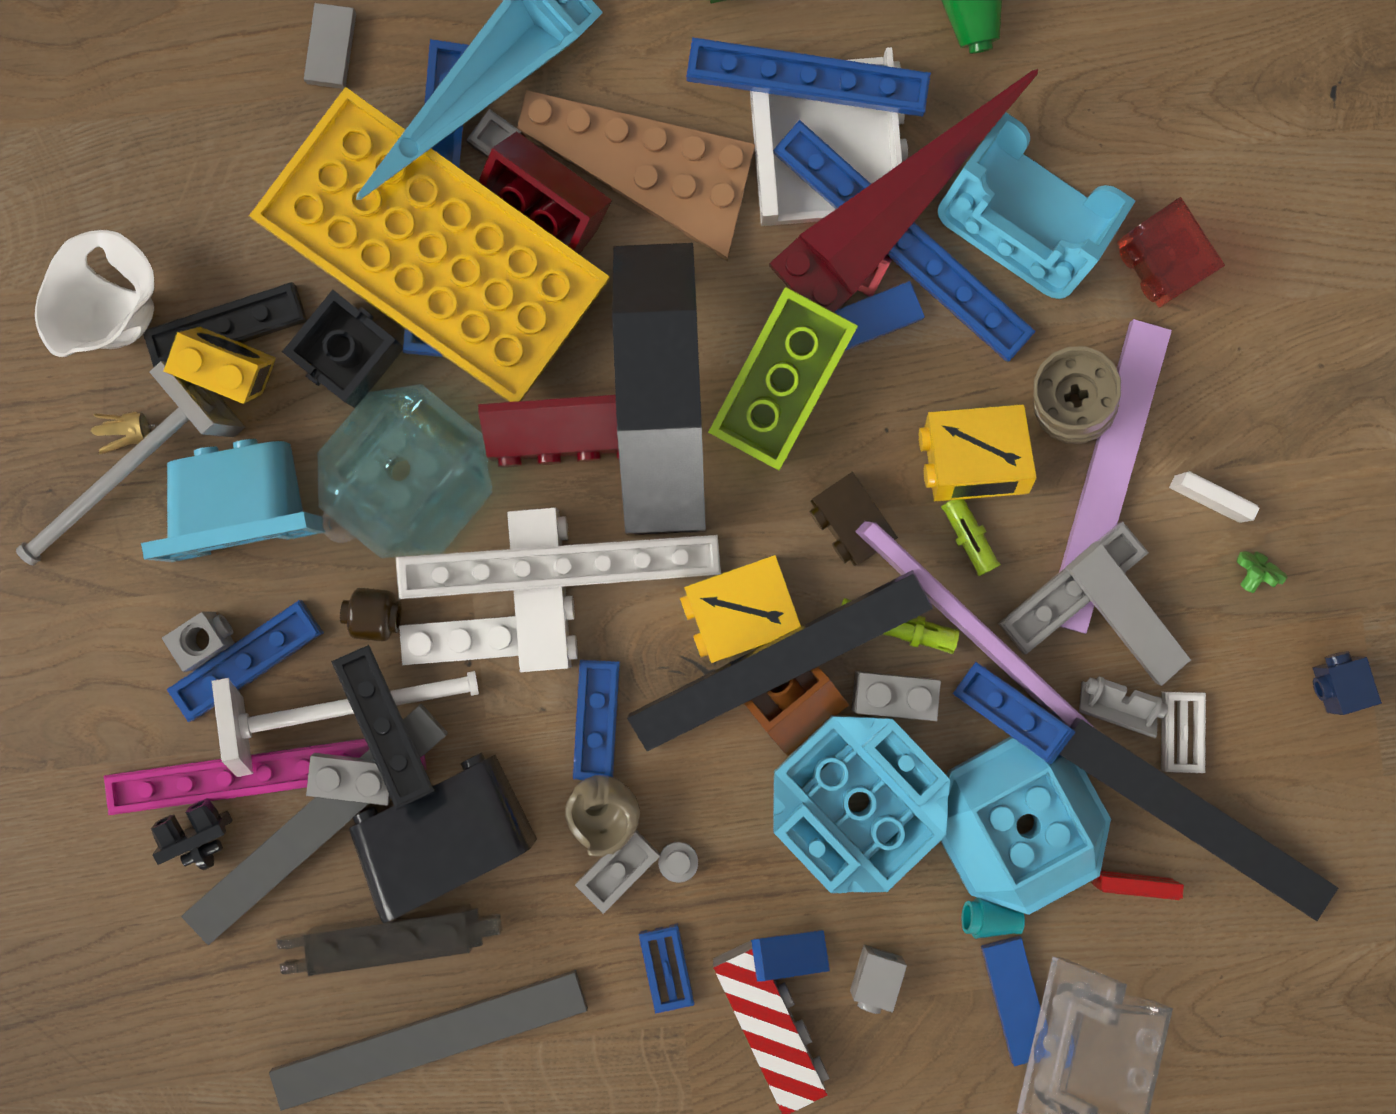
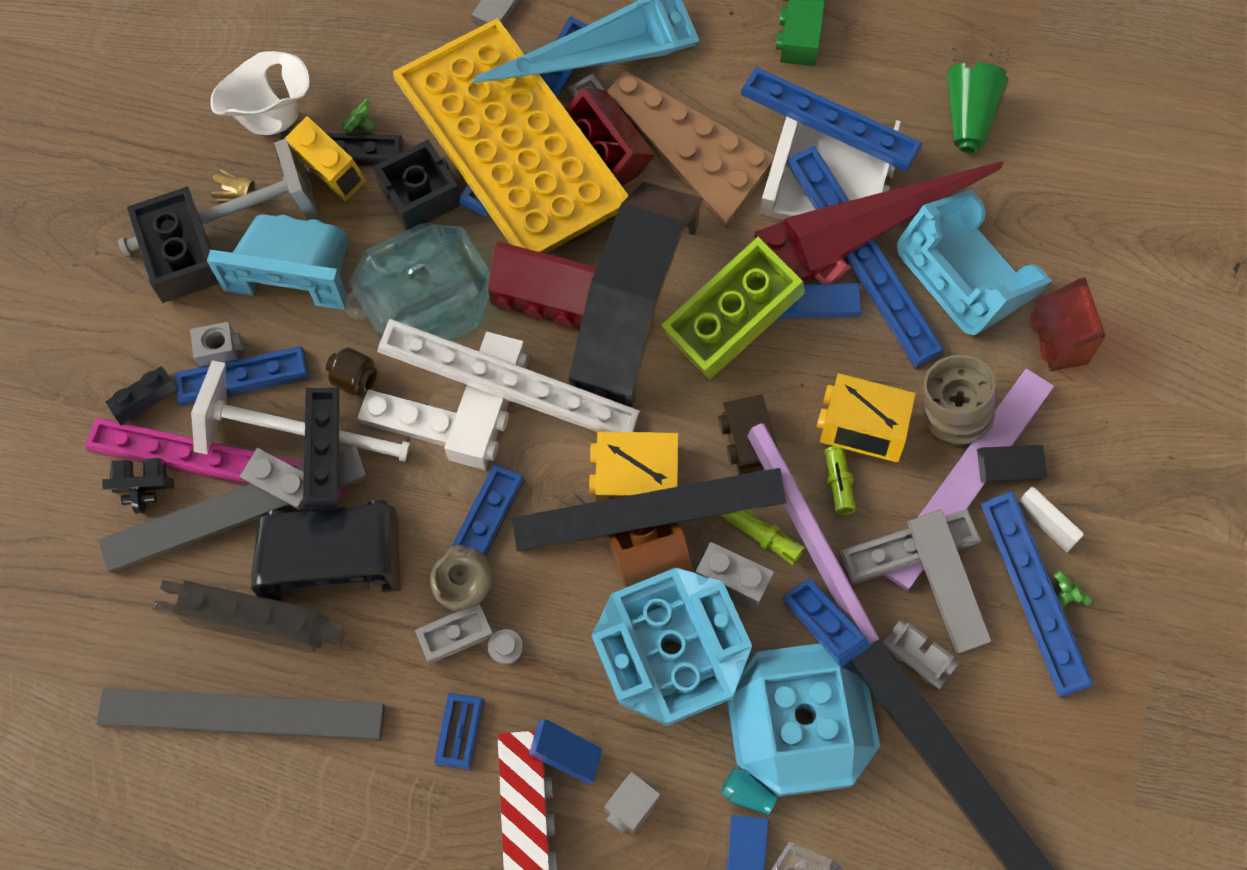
camera: 20 degrees right, 20 degrees down
(85, 536) = (173, 244): none -> black slope
(142, 731) = (141, 395): none -> black plate
(229, 279) = (359, 118): none -> bright green plant
(1139, 885) = (884, 809): red tile -> none
(1153, 446) = (1011, 463): none -> black tile
(1199, 732) = (957, 727): white tile -> none
(1223, 586) = (1037, 595): none -> blue tile
(1345, 684) = (1118, 707): dark blue brick -> none

